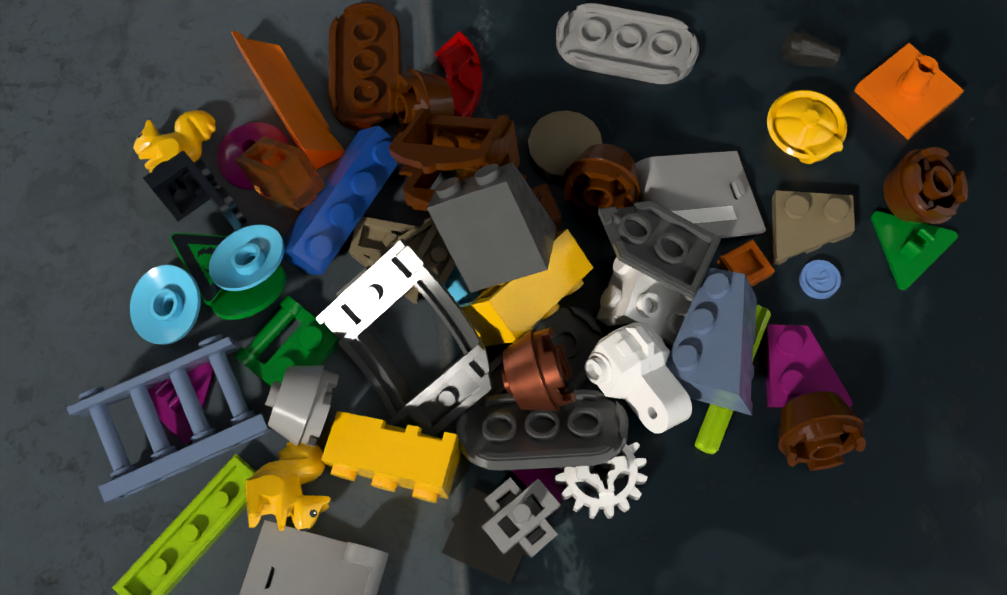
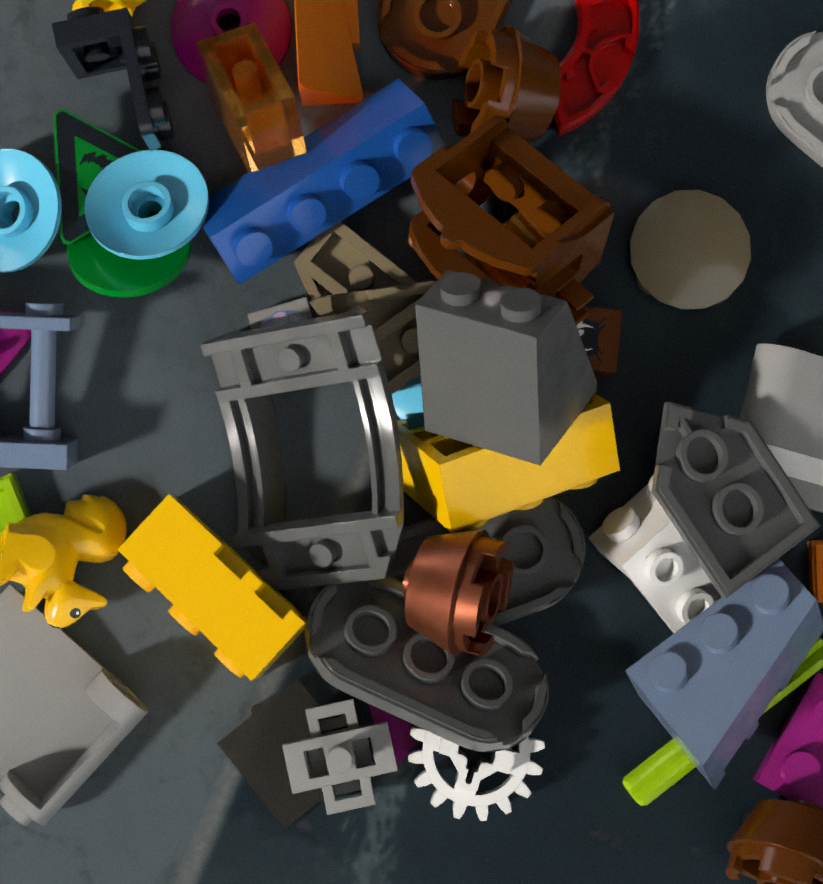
camera: 25 degrees right, 15 degrees up
(301, 403) = (127, 459): light grey cone -> none
(307, 345) = (153, 377): green plate -> none
(601, 179) = (705, 348): reddish brown cone -> none
(634, 368) = (593, 644): white piece -> none

